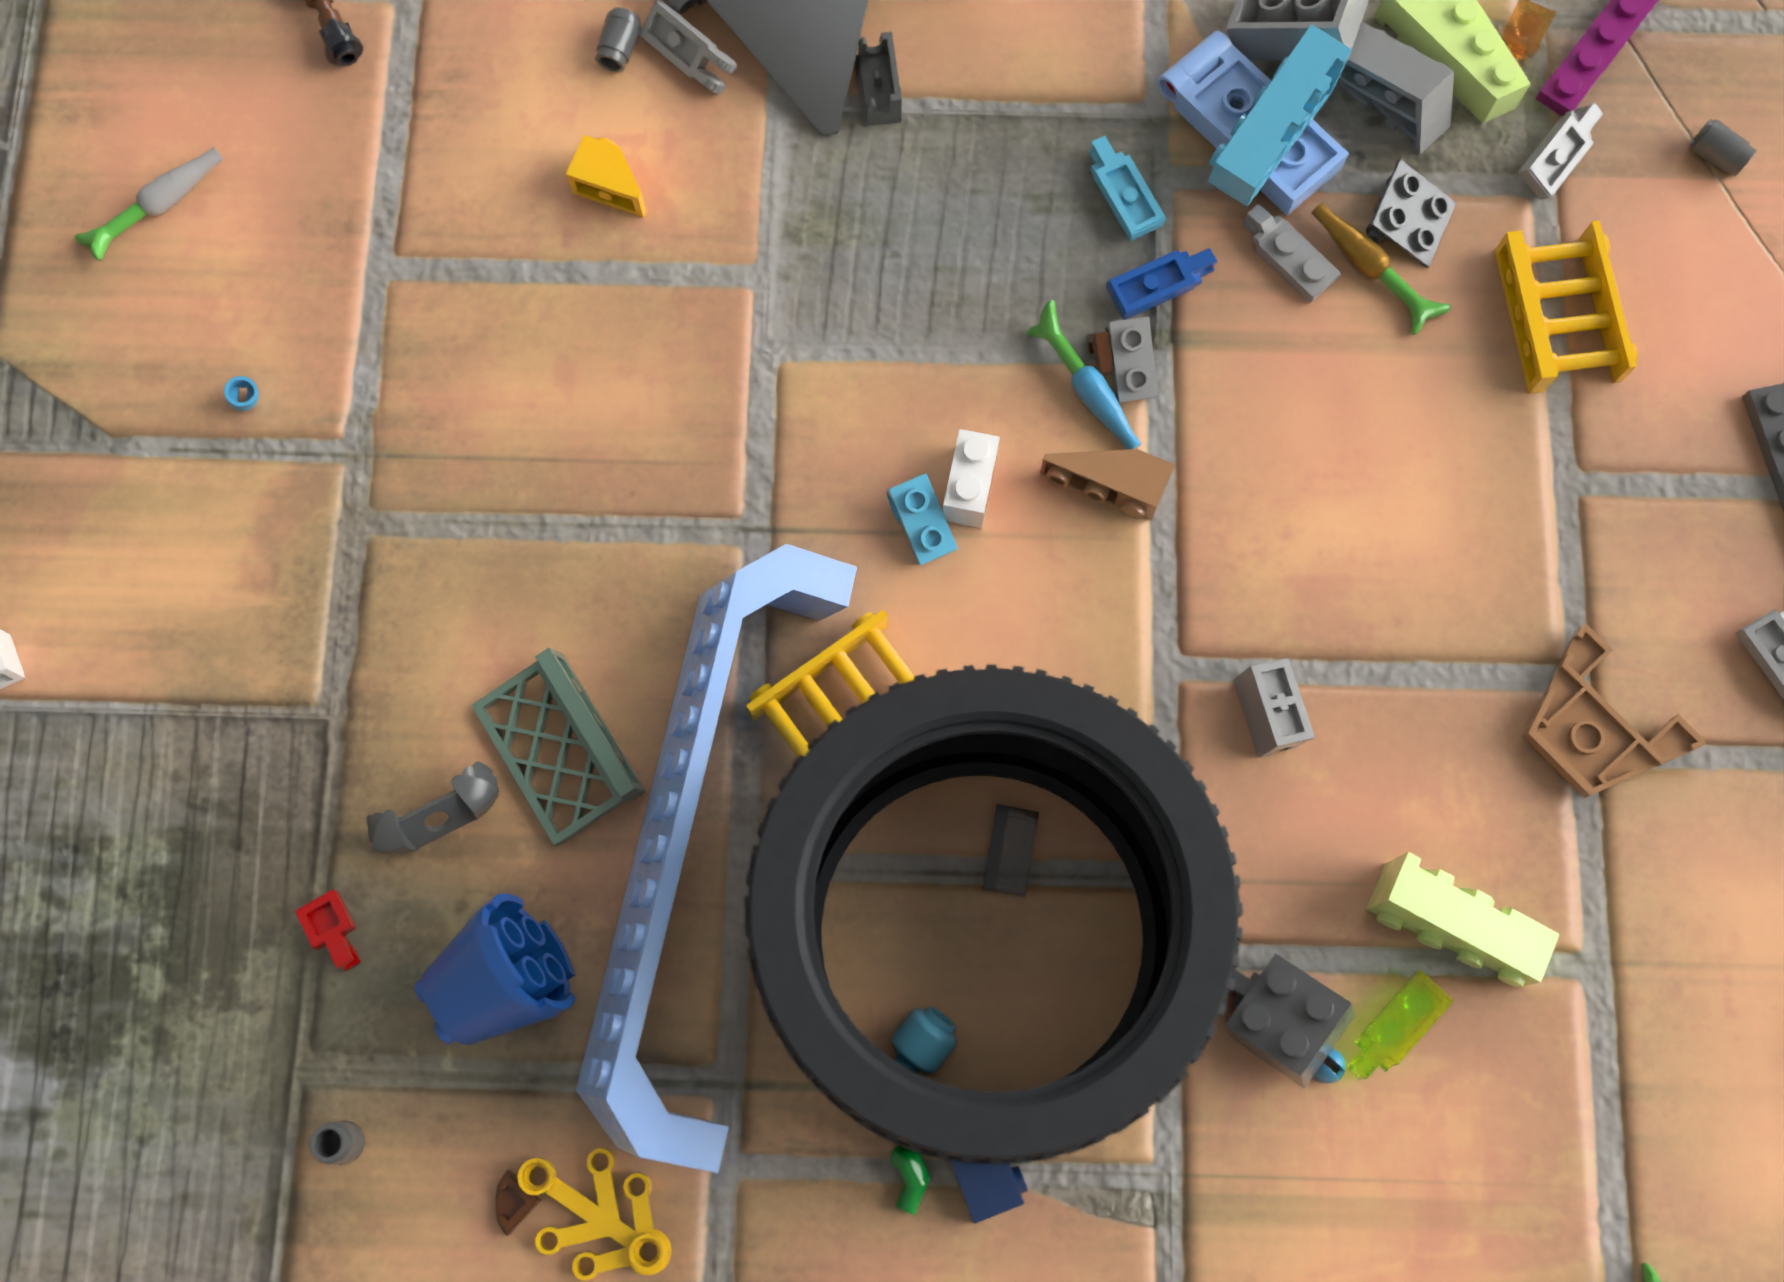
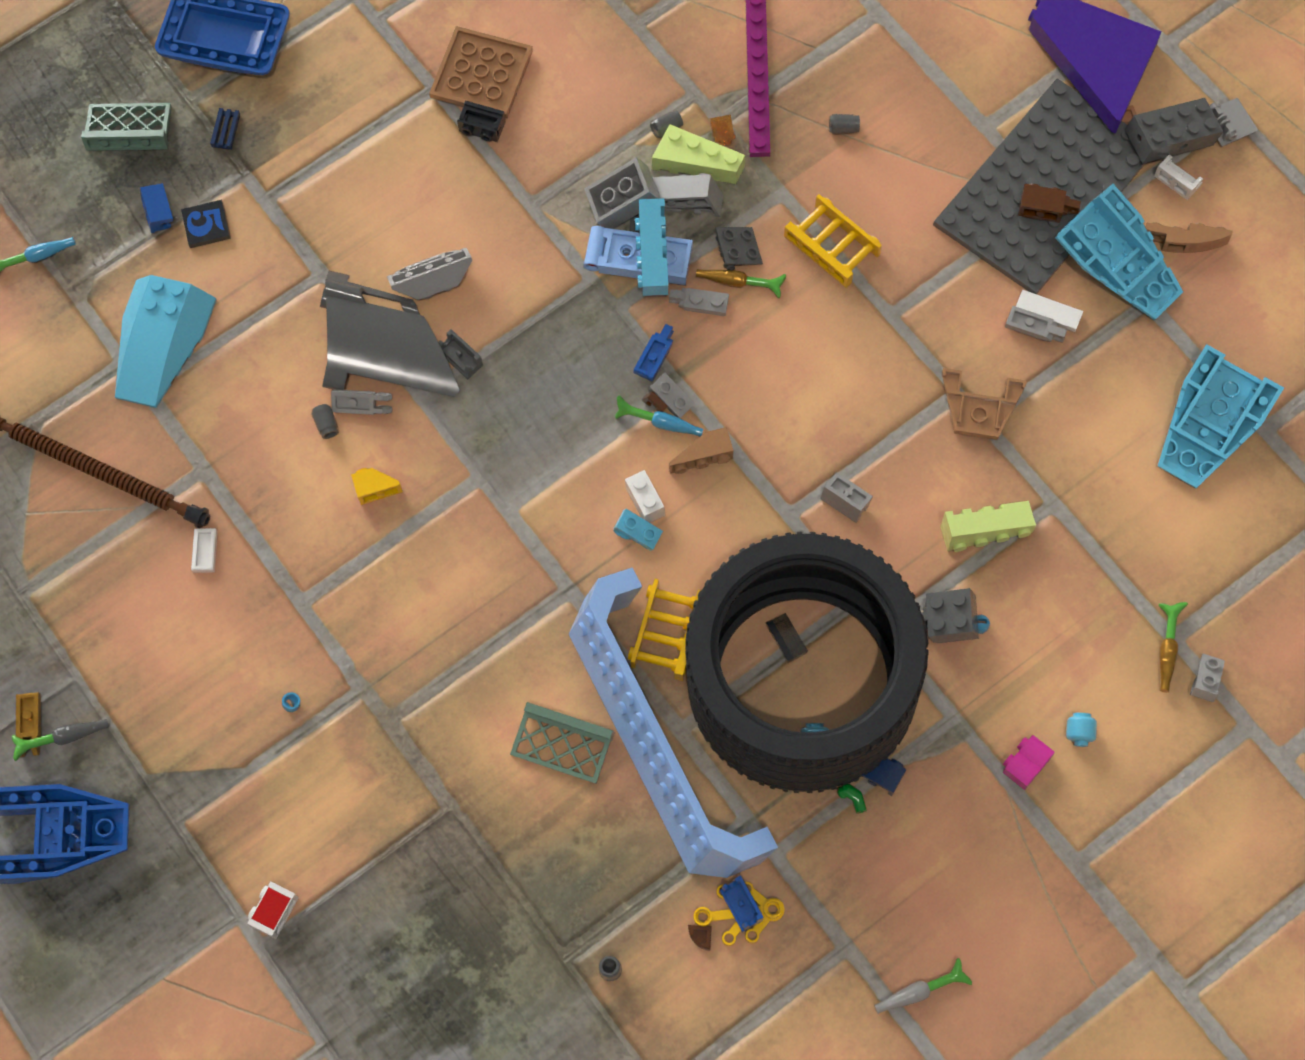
camera: 35 degrees left, 5 degrees down
(151, 200) = (170, 650): light grey piece -> none
(313, 99) = (204, 550): none -> white tile
(327, 924) = (528, 888): red plate -> none
(471, 799) = (528, 827): dark grey piece -> none
(497, 975) = (620, 849): blue cone -> none
(605, 1209) = (741, 904): none -> blue hinge
(1125, 190) = (607, 324): medium azure hinge -> none
(1399, 1025) = (996, 585): clear neon green hinge -> none
(1560, 151) = (778, 173): hinge -> none

